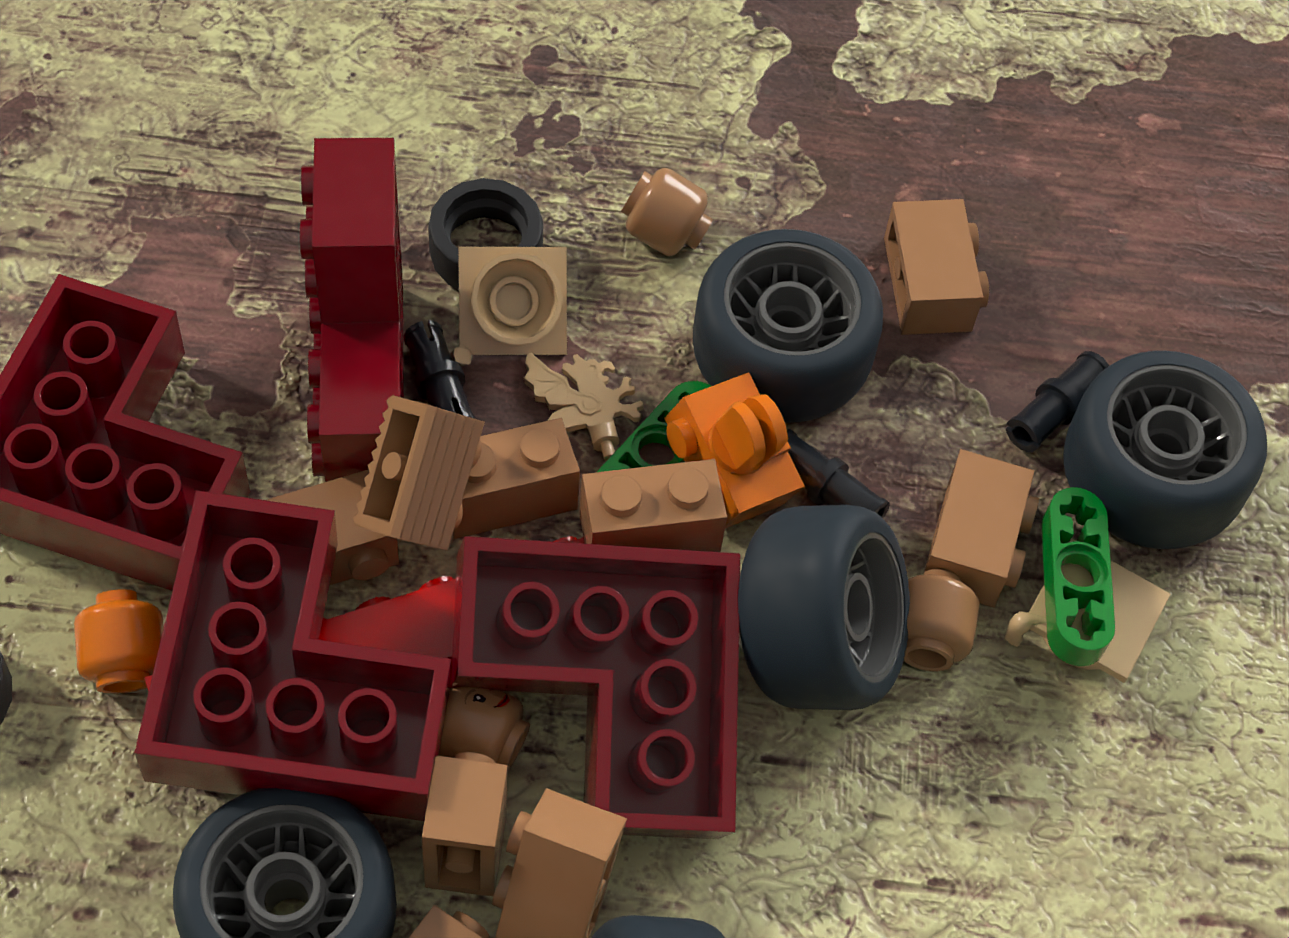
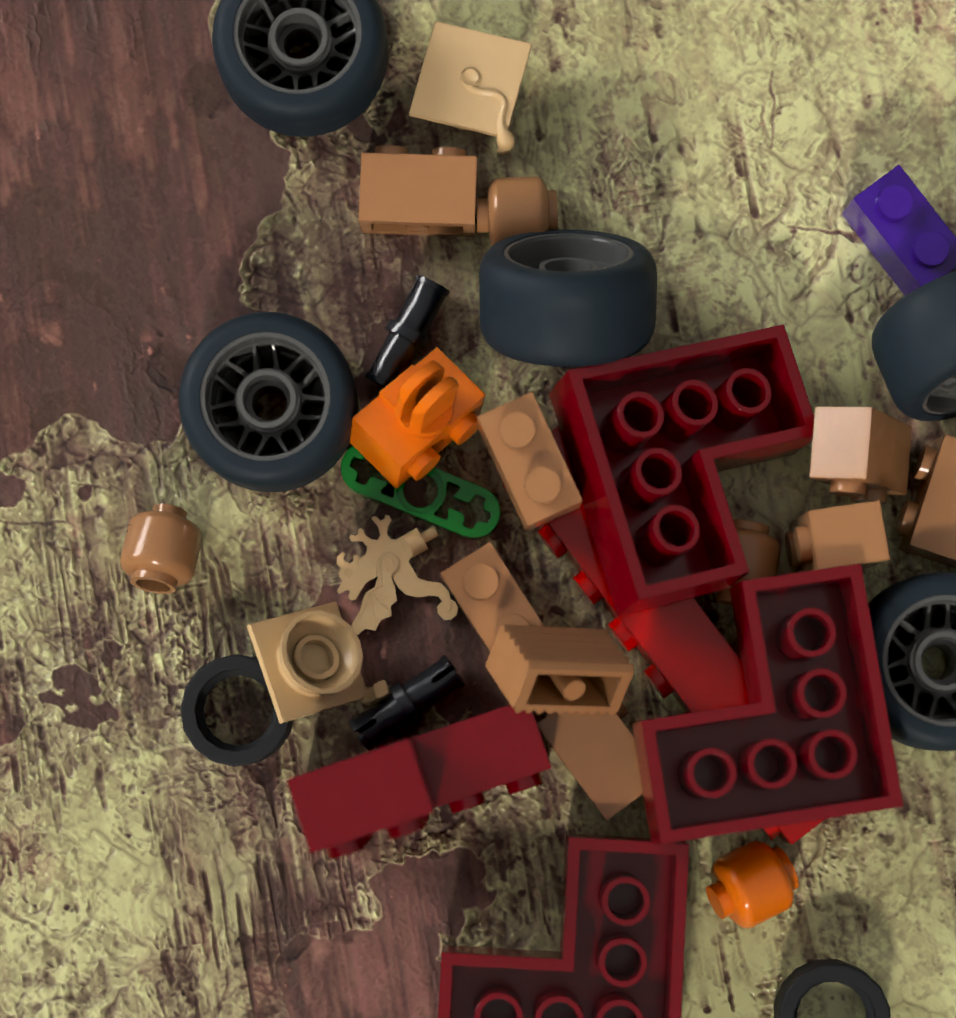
camera: 100 degrees left, 25 degrees up
(935, 267) = (146, 287): medium nougat brick -> none
(1054, 403) = (260, 149): black pin -> none
(1063, 597) = (435, 82): green beam -> none

